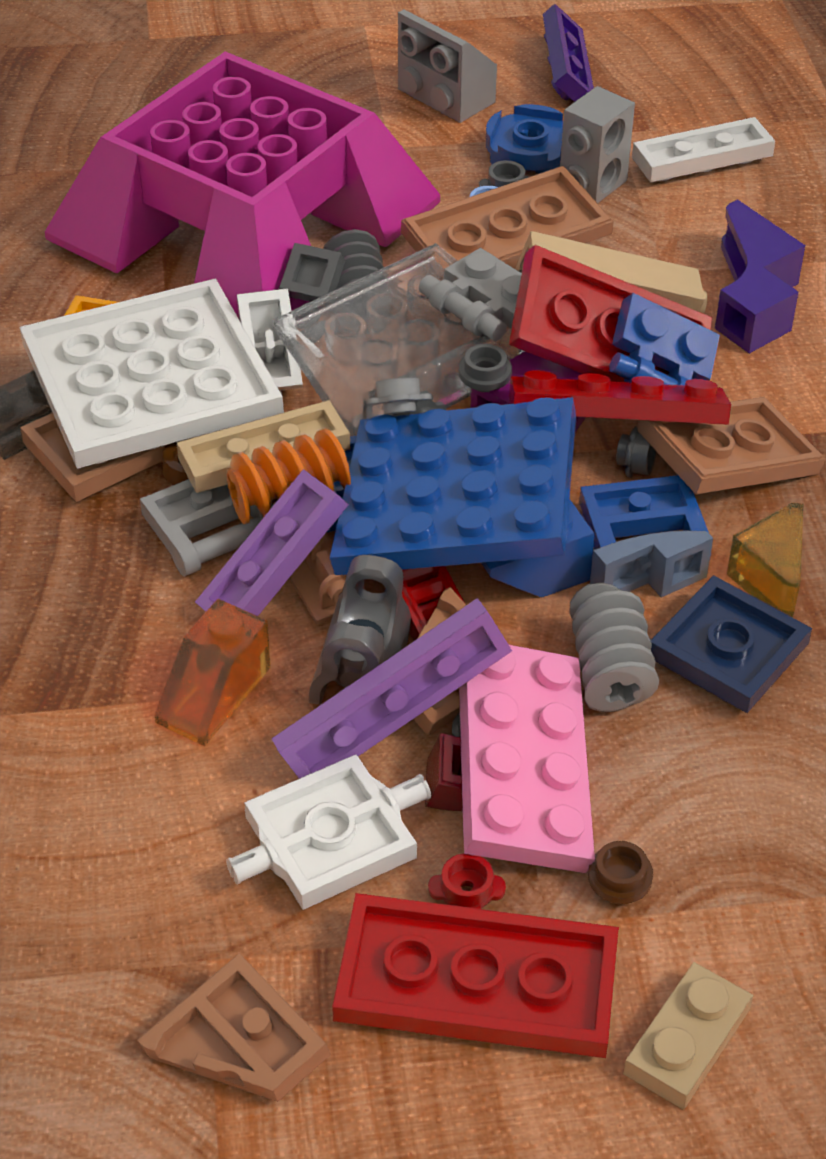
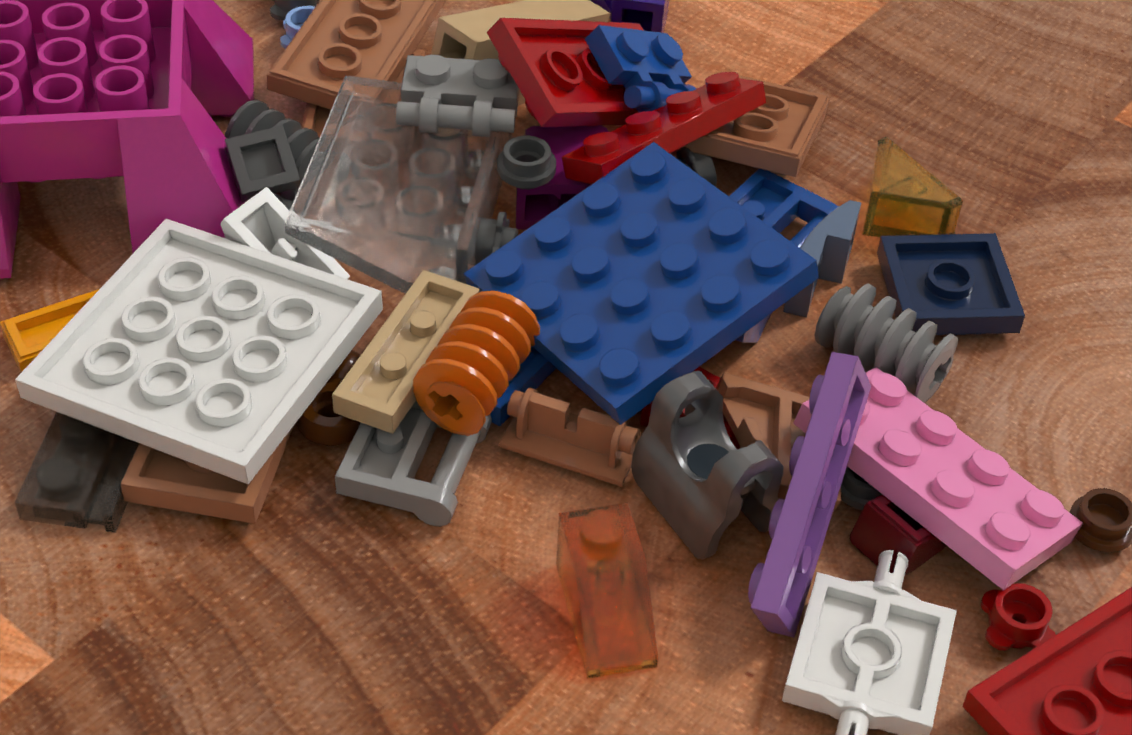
camera: 45 degrees left, 0 degrees up
(276, 546) = (541, 440): medium lavender plate -> none
(398, 395) = (496, 226): light grey plate -> none

